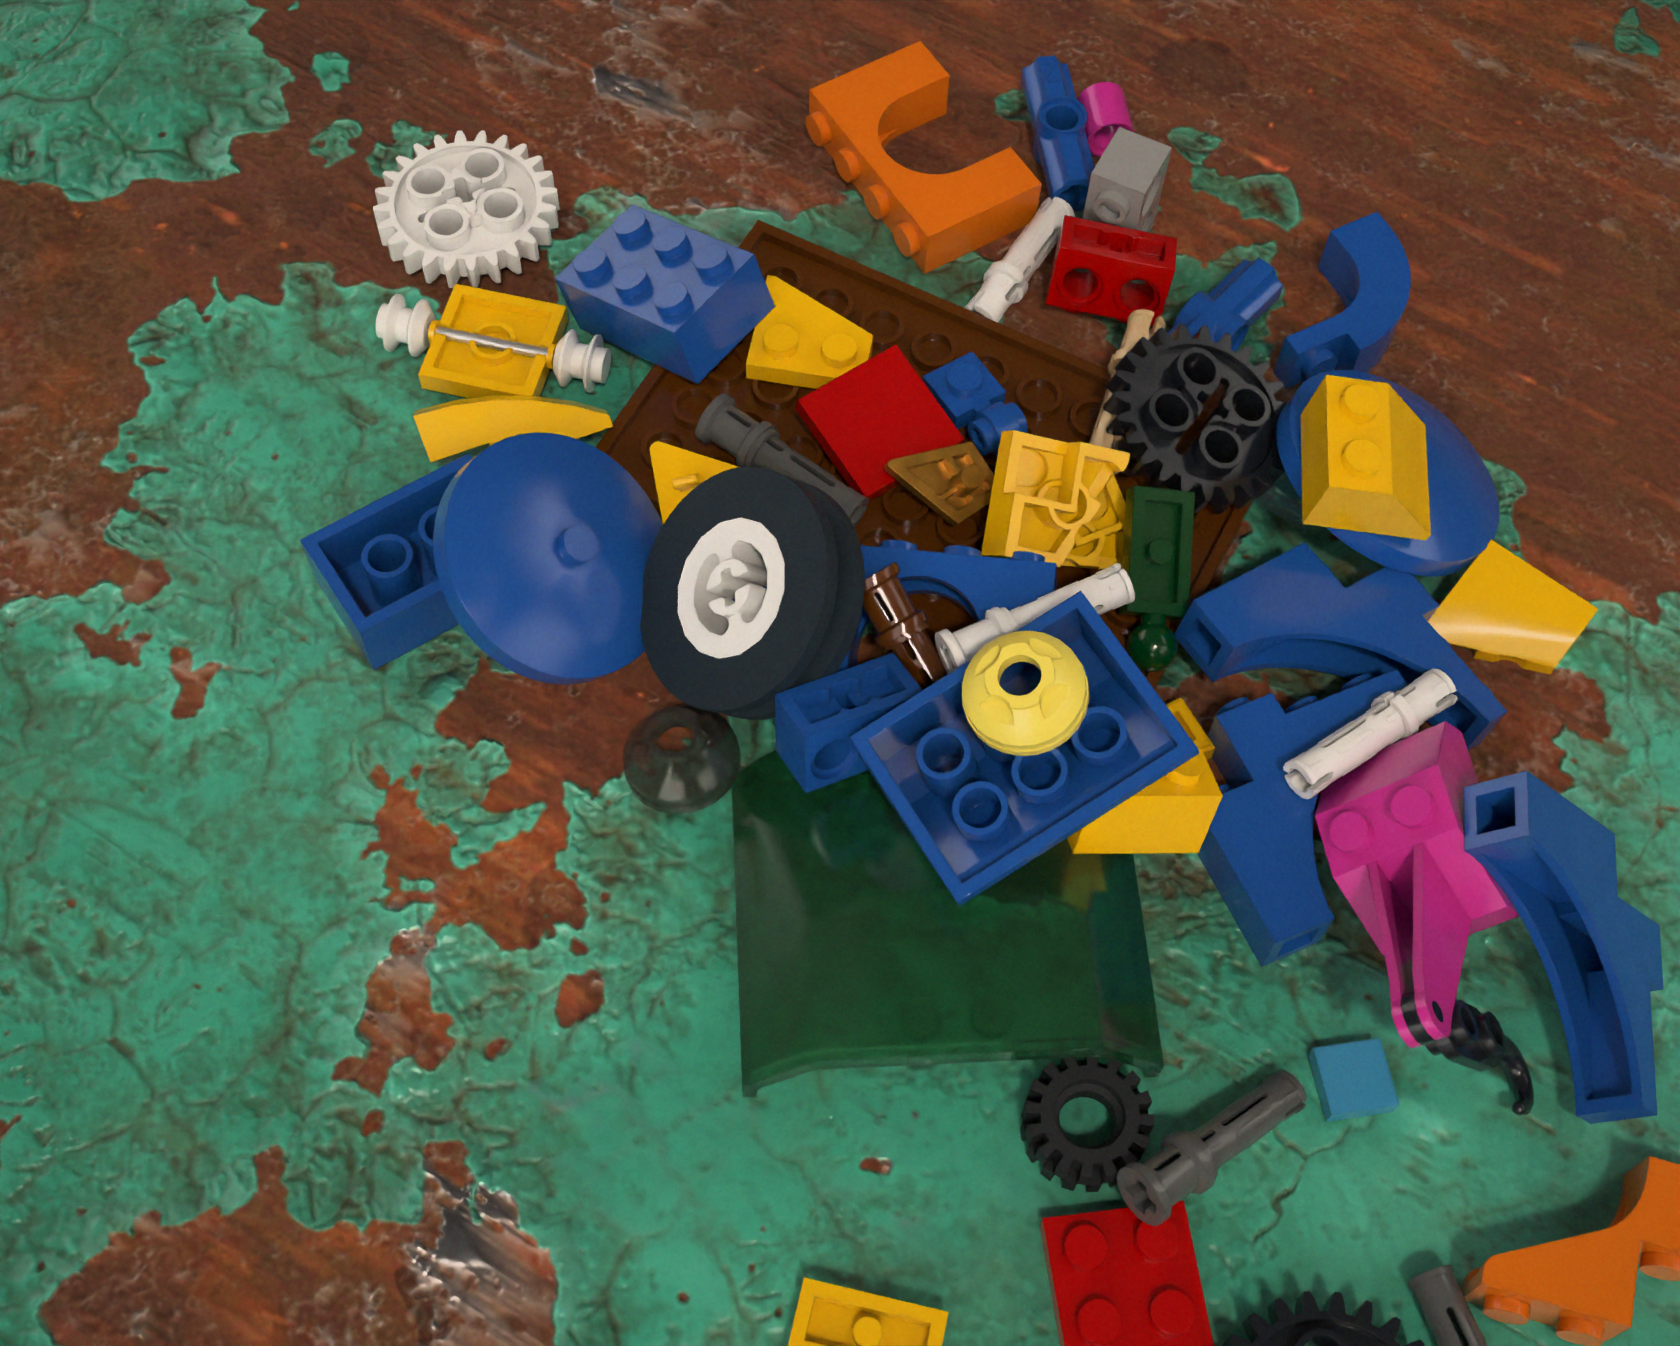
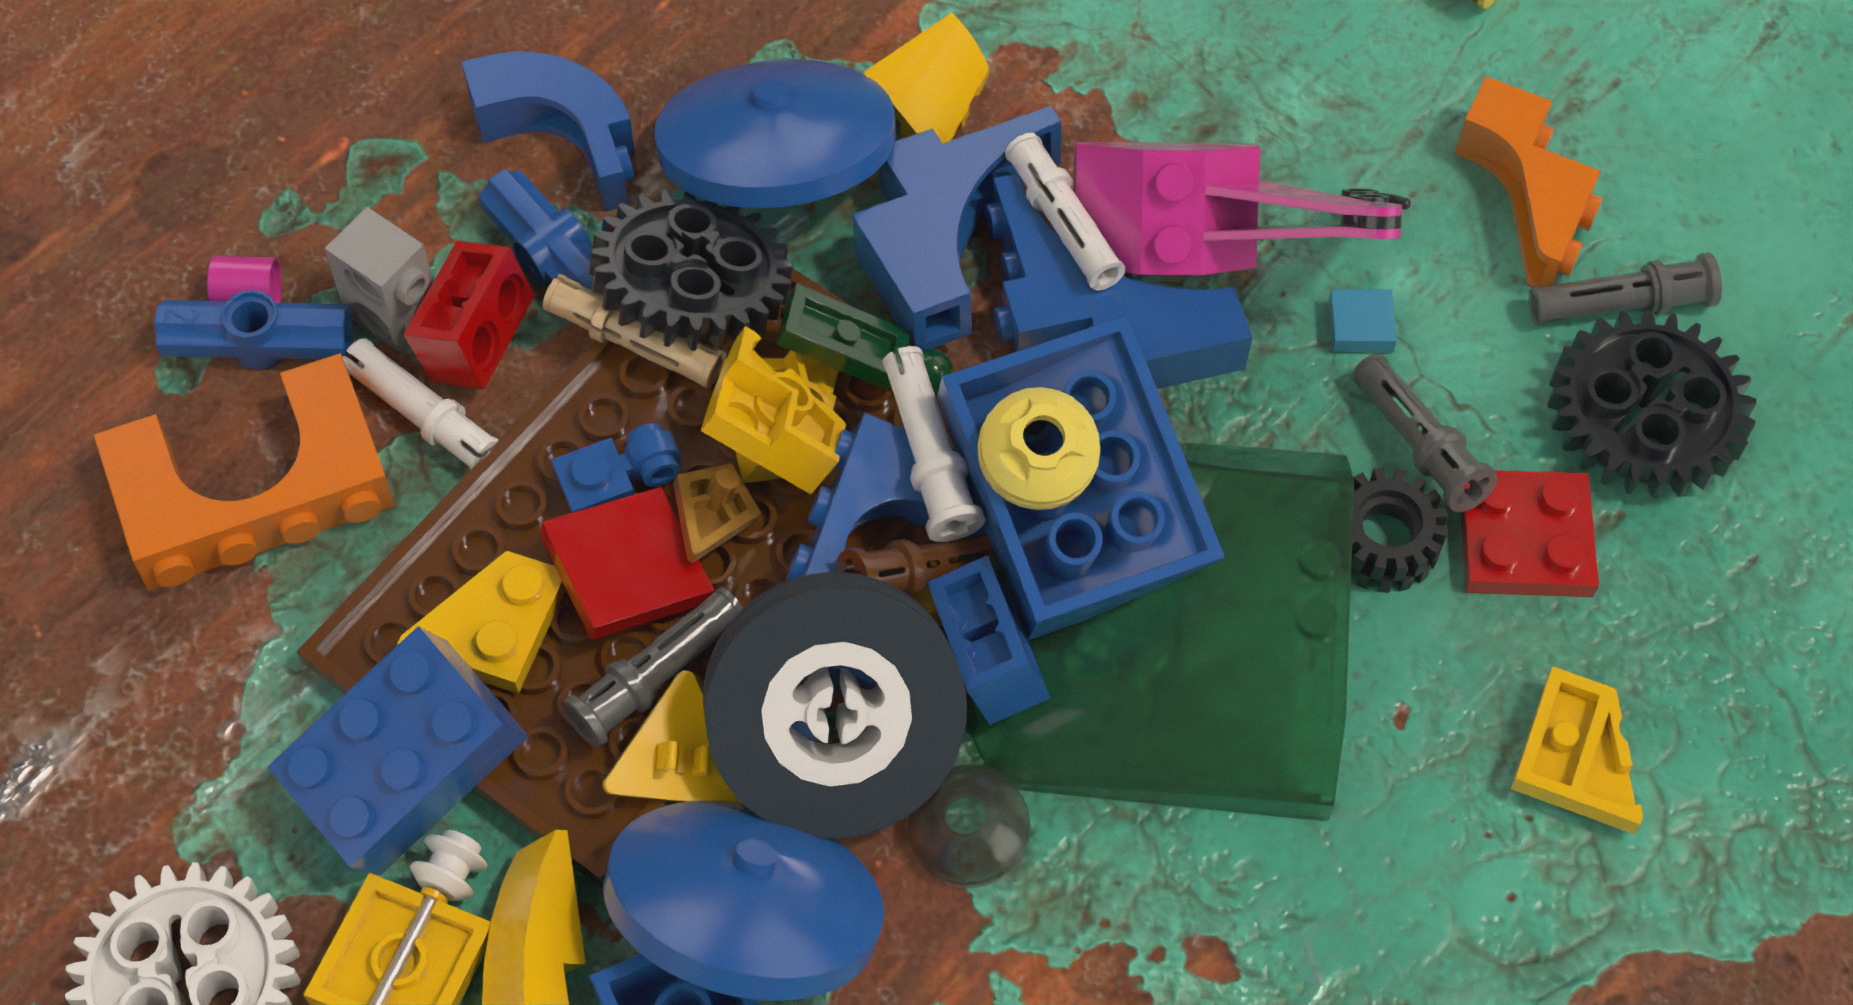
camera: 80 degrees left, 0 degrees up
(1364, 460) = (806, 136): yellow slope -> none
(1593, 944) = (1281, 103): blue arch -> none

